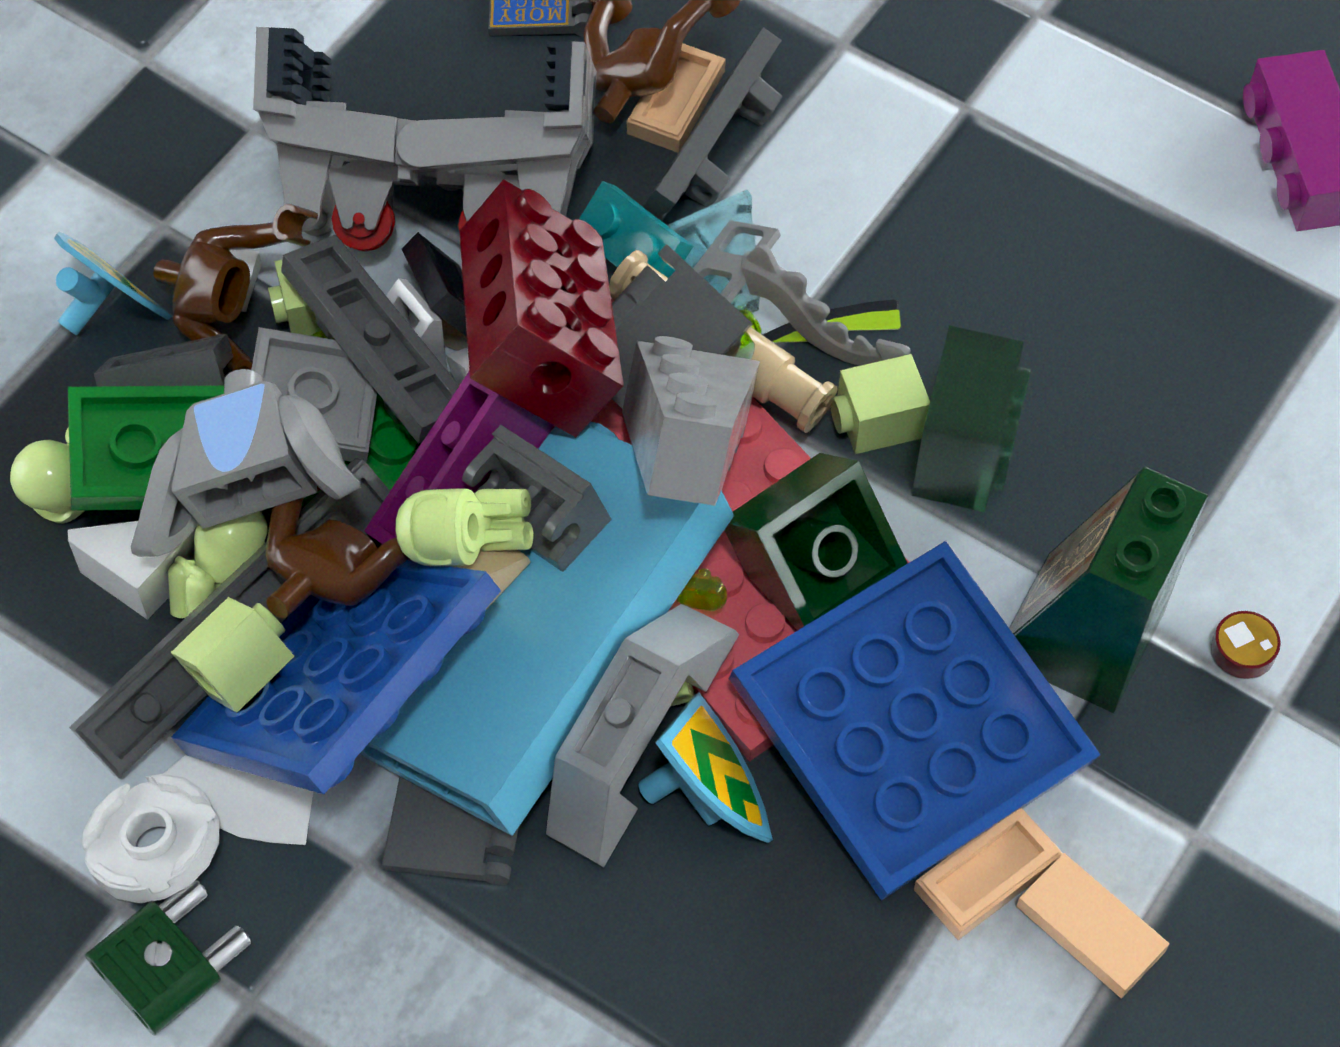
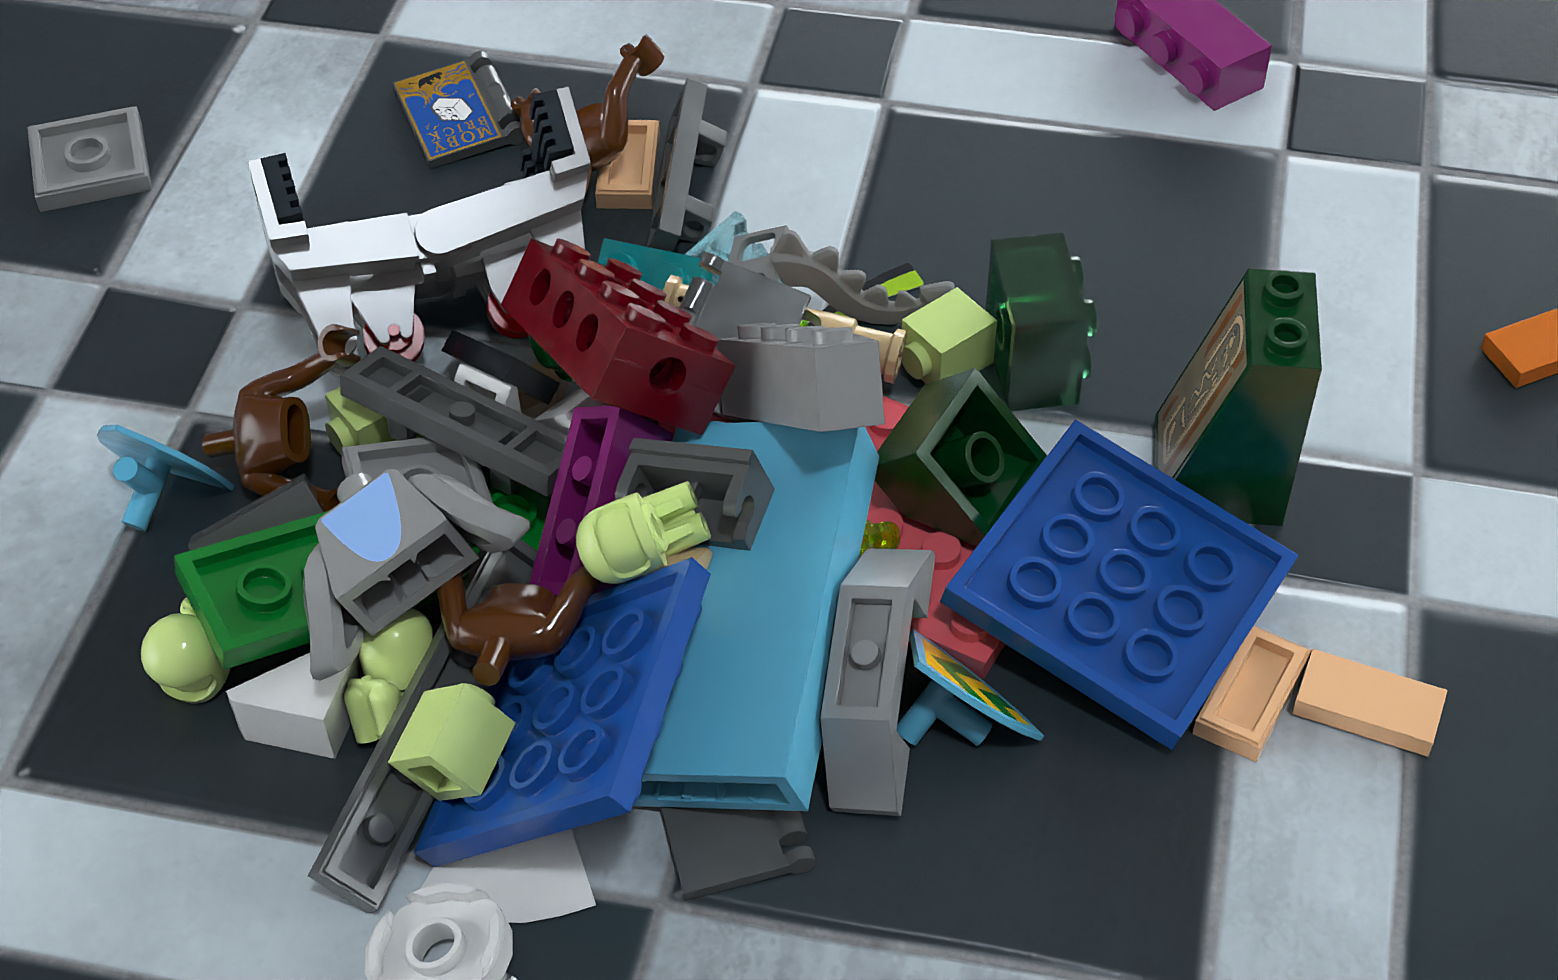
camera: 20 degrees left, 10 degrees down
(1245, 644) = (1363, 430): tile -> none

